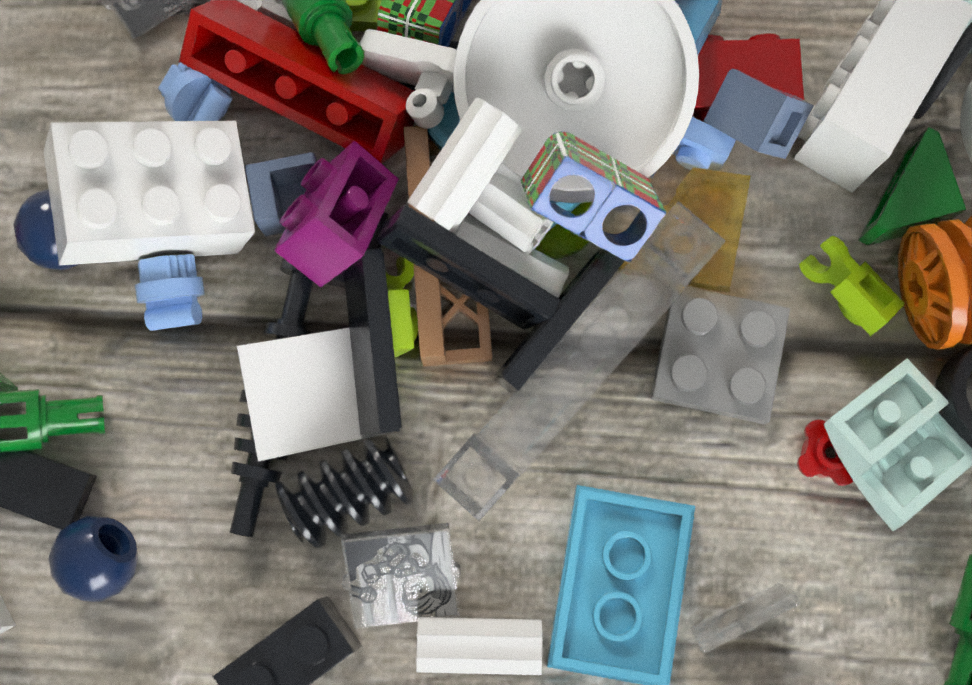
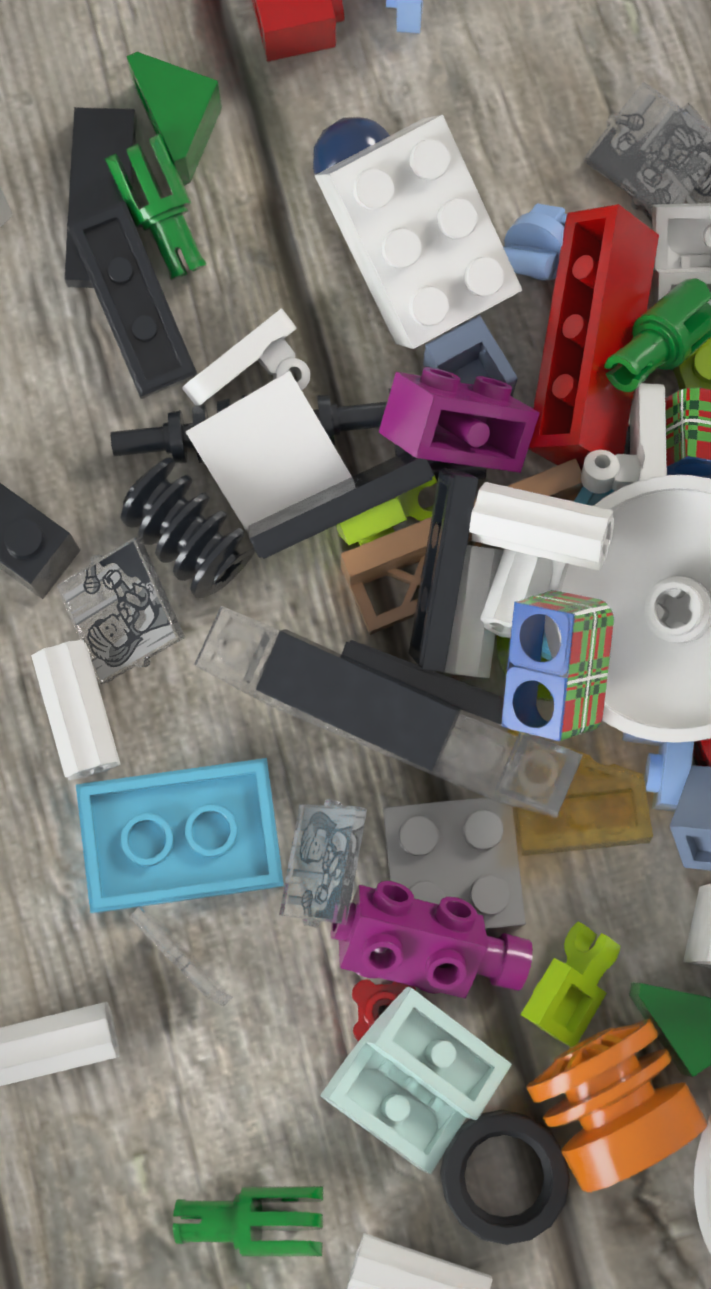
camera: 70 degrees right, 0 degrees up
(93, 558) = (45, 313): dark blue piece -> none
(108, 473) = (132, 299): none -> black tile
(170, 291) = (329, 290): light blue piece -> none
(197, 369) = (262, 344): none -> white piece
(559, 383) = (358, 699): none -> black tile
(692, 462) = (323, 863): none -> clear piece
(787, 398) = (426, 943): none -> magenta brick

